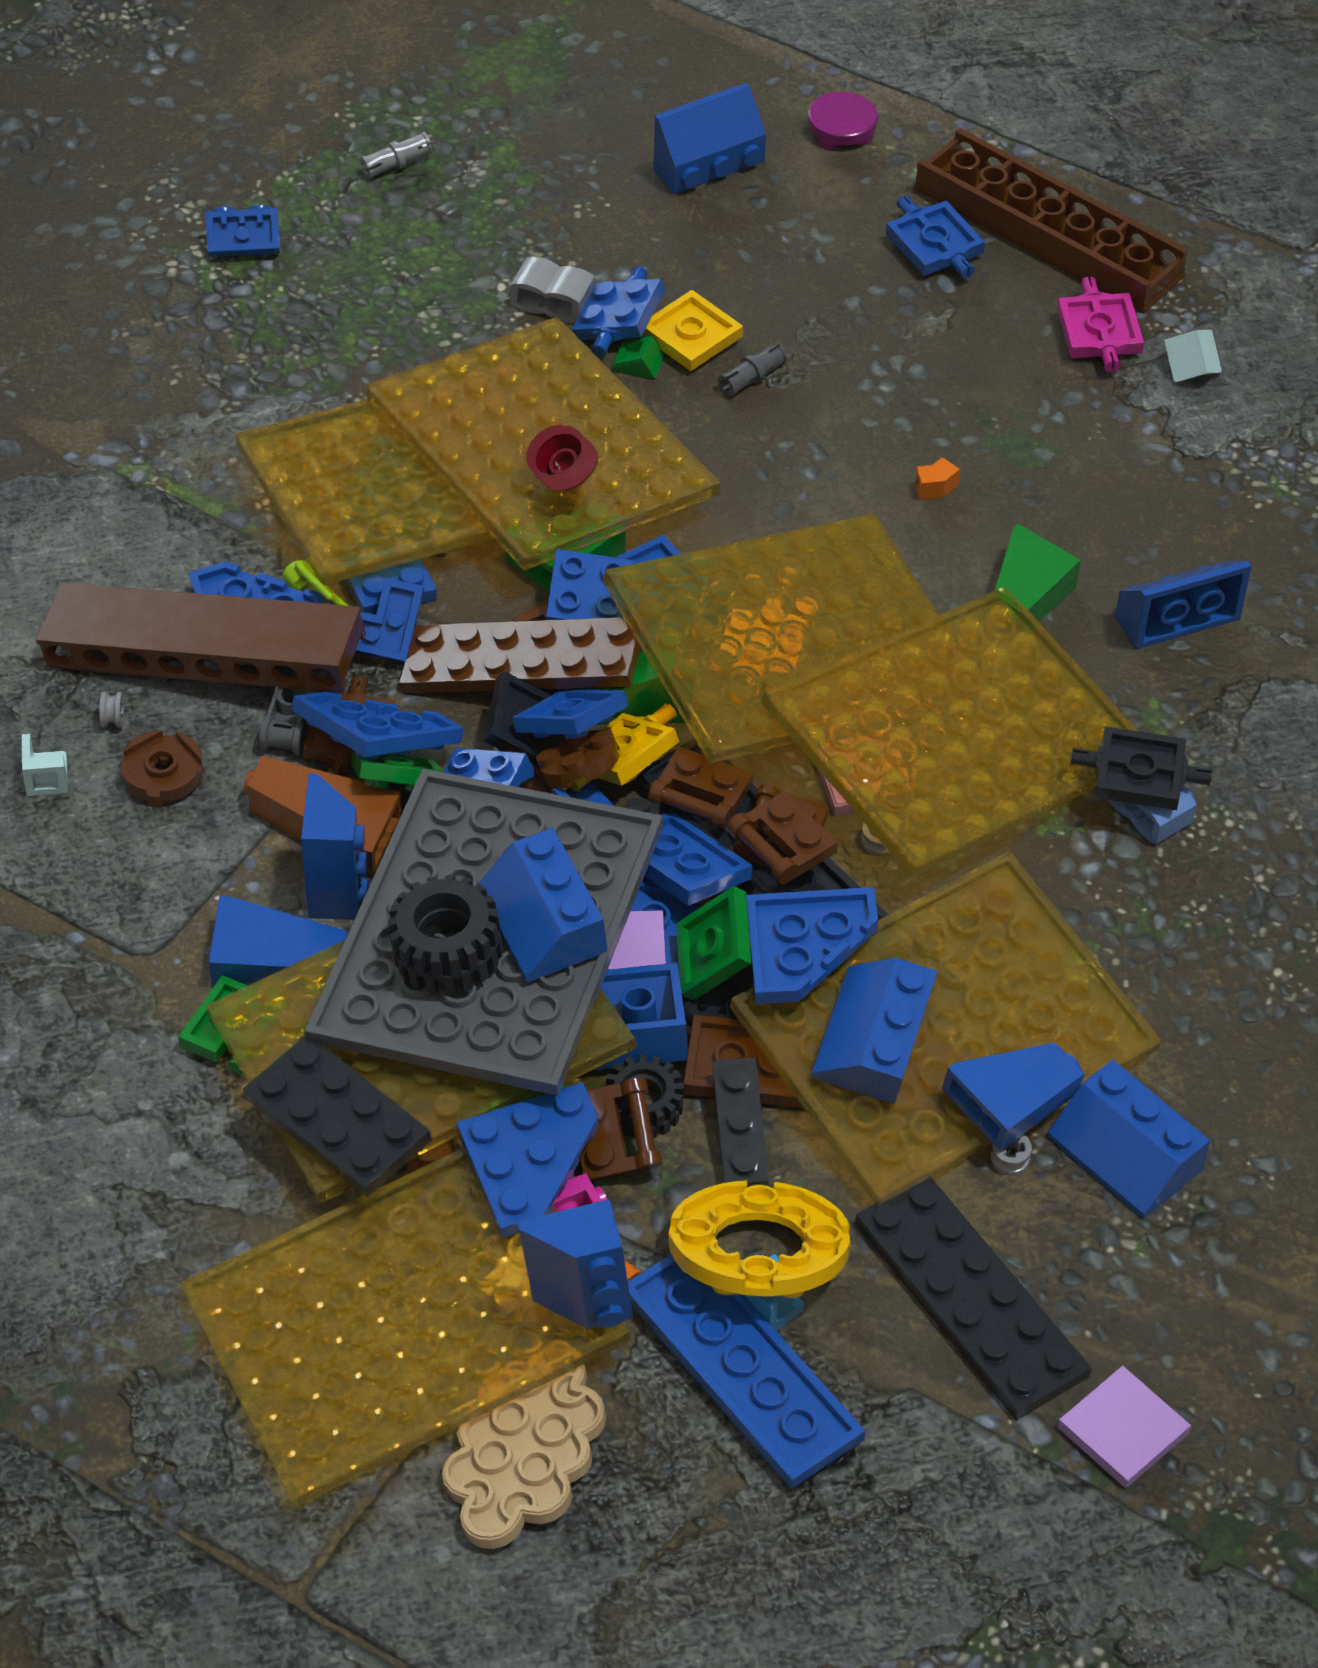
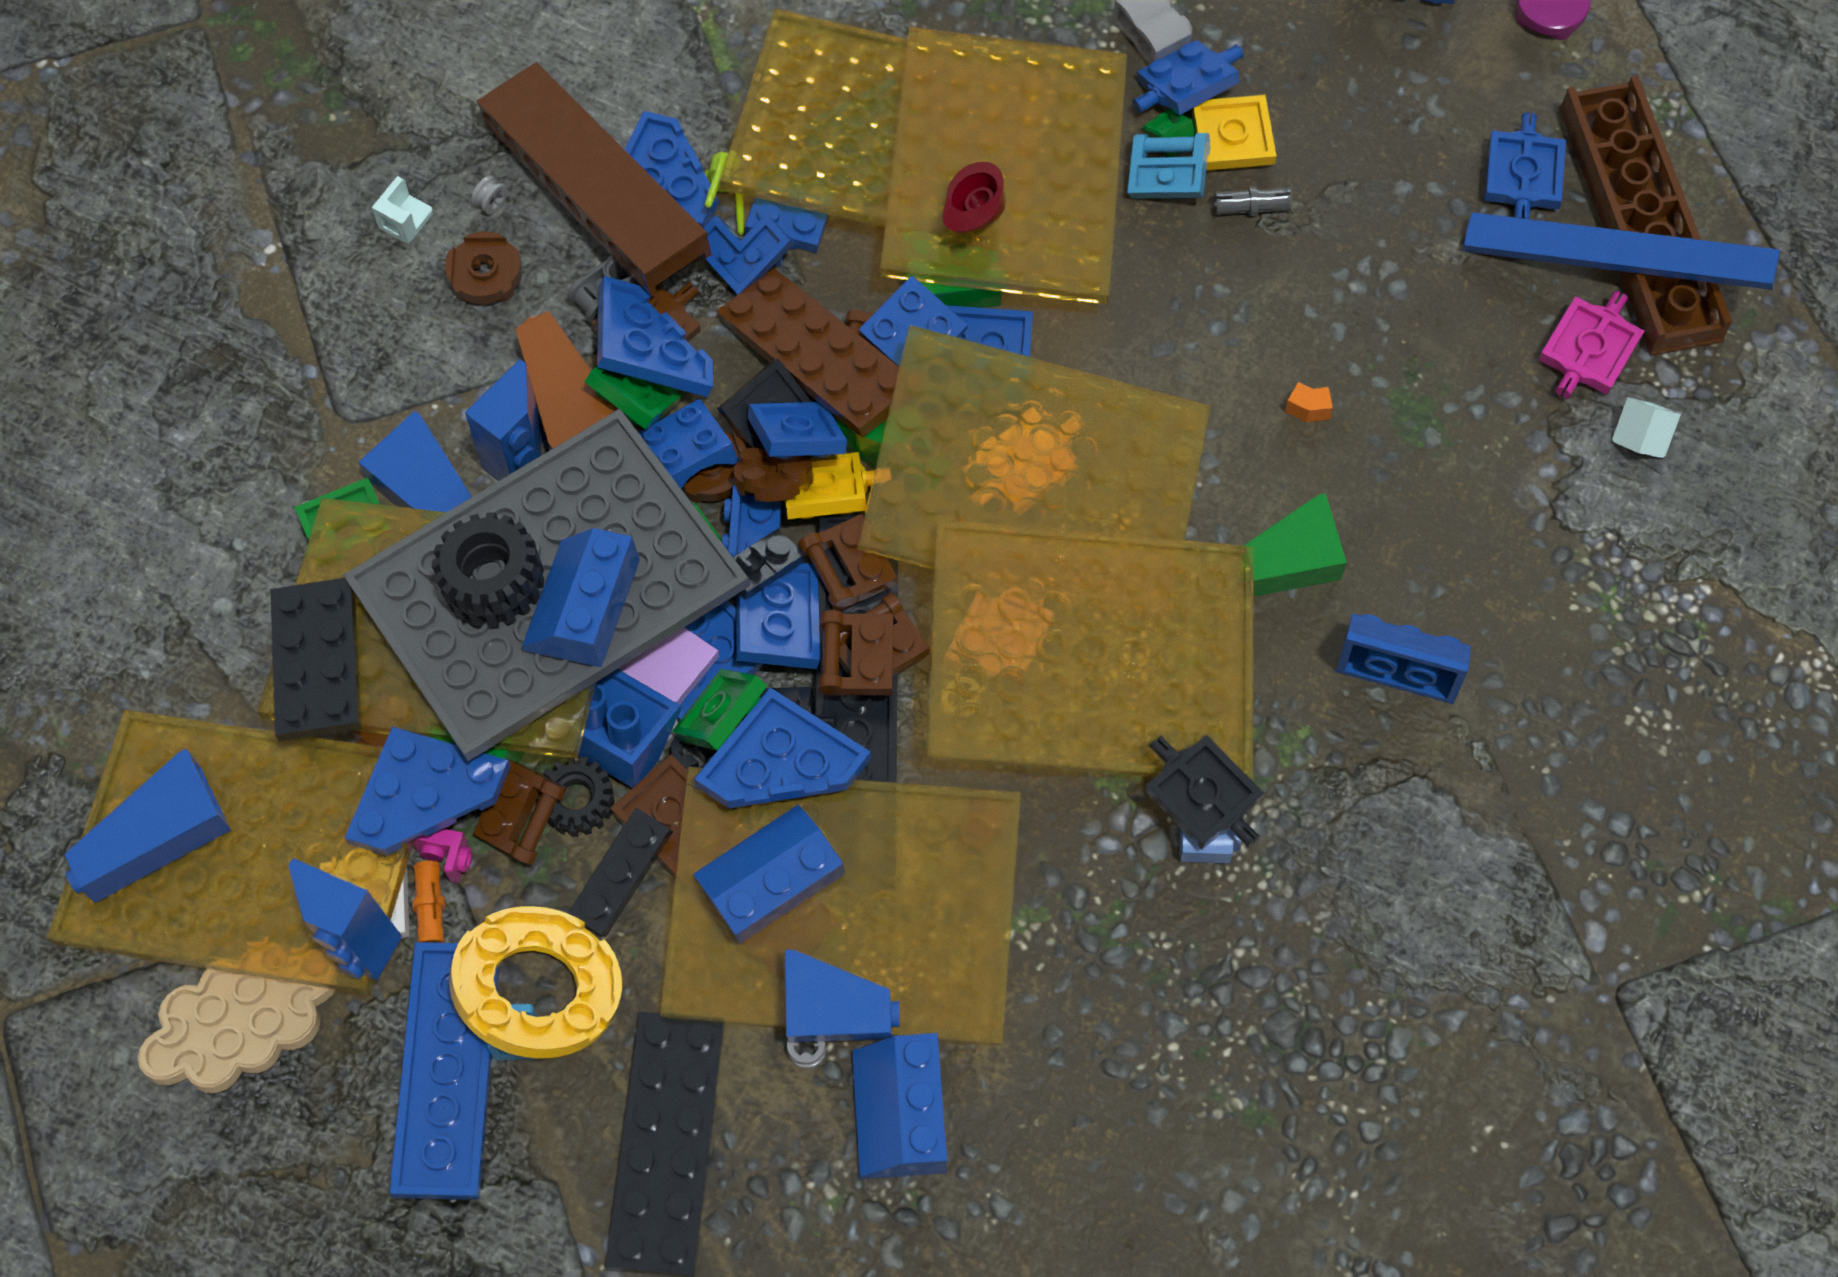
camera: 40 degrees right, 15 degrees up
(313, 1341) = (148, 830): none -> blue slope
(672, 384) = (1172, 175): none -> dark azure plate
(1065, 245) = (1622, 250): none -> blue tile

